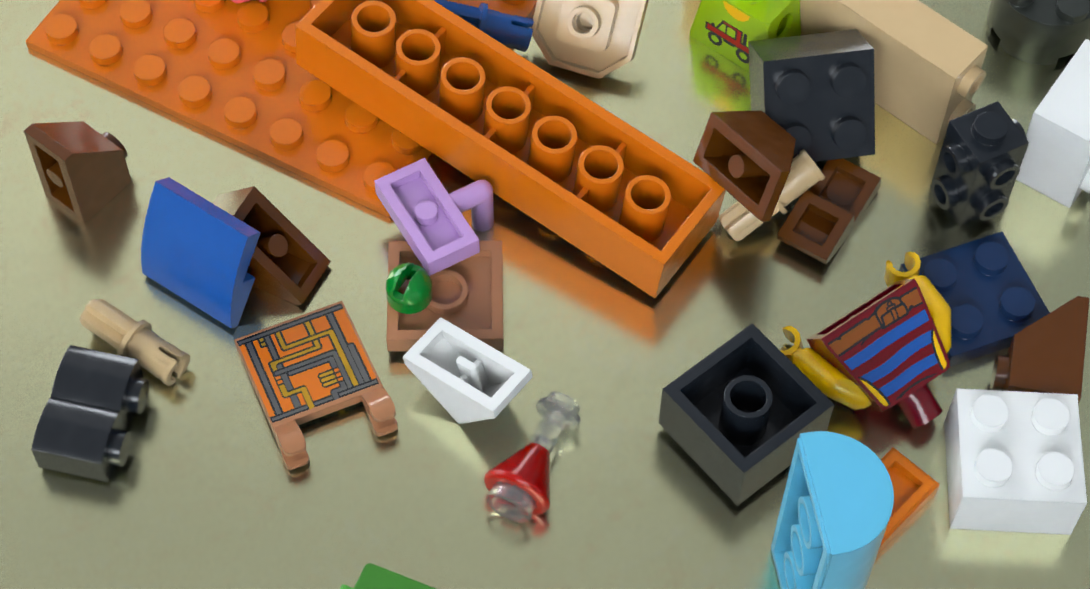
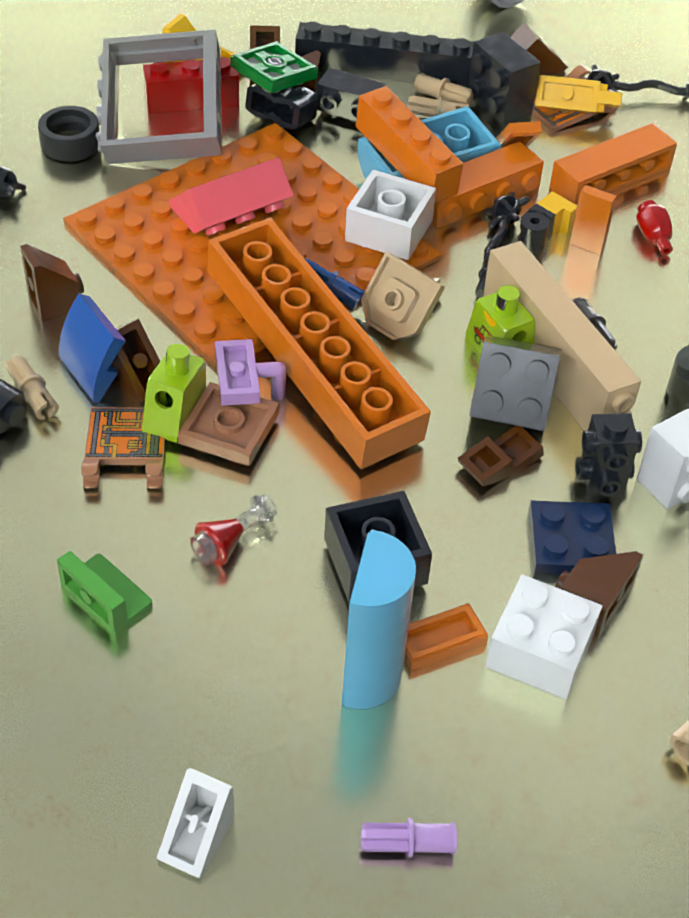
camera: 20 degrees right, 10 degrees down
(356, 264) = (176, 378): none -> lime torso
(418, 292) = (205, 408): green hinge -> none
(465, 373) = (212, 463): white slope -> none
(747, 158) = (450, 396): reddish brown slope -> none
(802, 176) = (463, 433): tan axle -> none
(883, 348) = (487, 539): torso -> none

